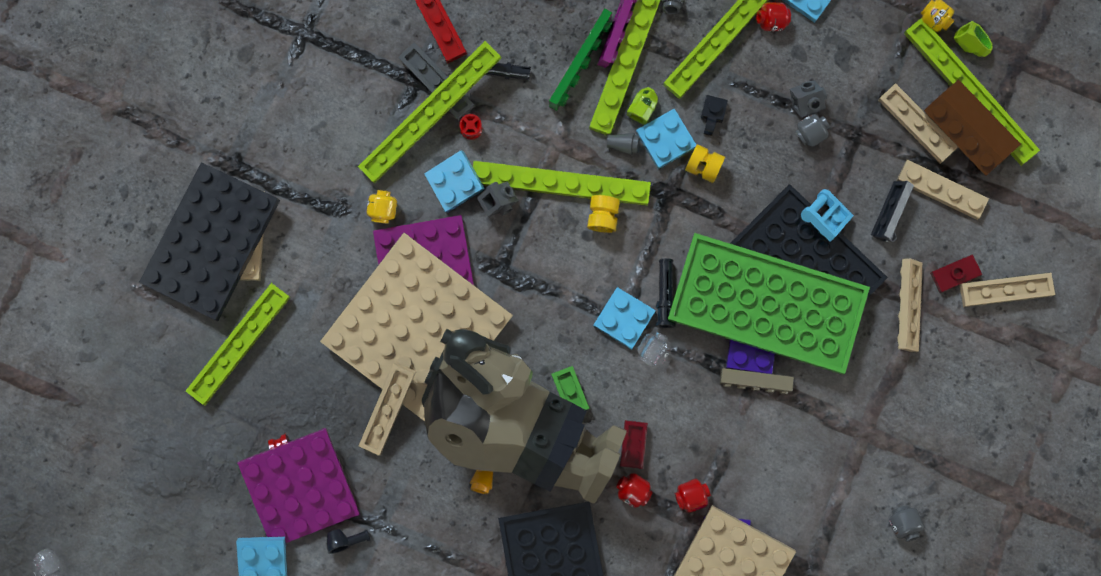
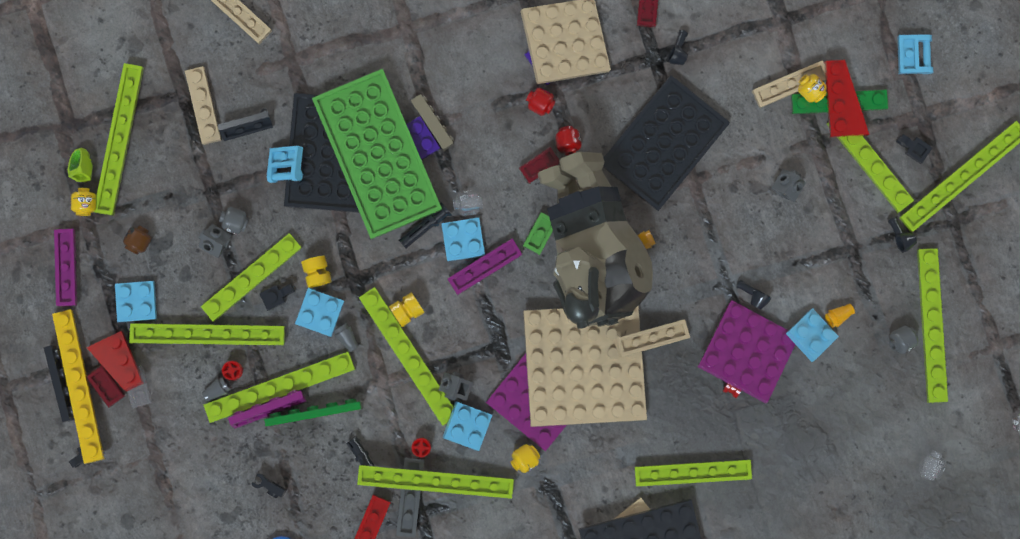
camera: 130 degrees left, 5 degrees up
(582, 316) = (485, 266): none -> magenta plate
(643, 105) = (309, 346): lime rock -> none
(679, 17) = (228, 371): none -> red wheel
(748, 106) = (251, 277): none -> lime plate
(773, 16) = (175, 310): red head -> none
(864, 35) = (137, 239): none -> reddish brown head
(910, 305) = (300, 64): tan plate -> none
(918, 123) = (170, 156): tan plate -> none
(956, 273) = (253, 52): dark red plate -> none
(972, 127) = (145, 118): reddish brown slope -> none

